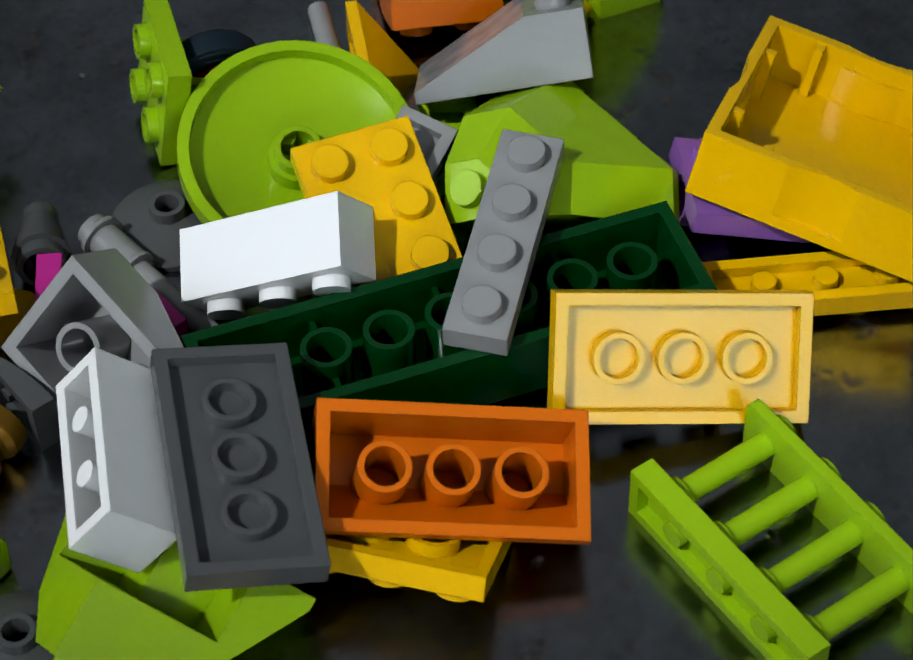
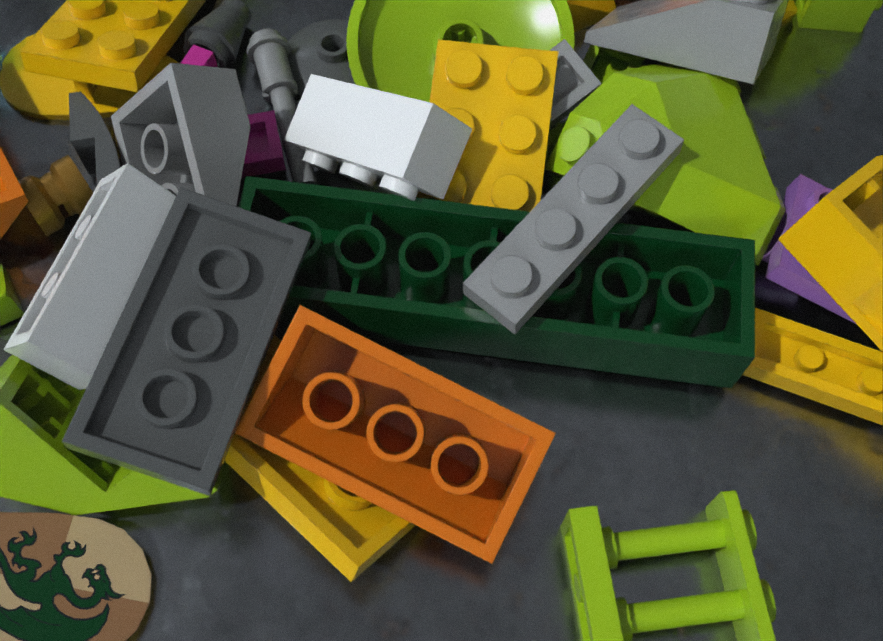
camera: 25 degrees right, 15 degrees up
(679, 354) = (684, 409): yellow plate -> none

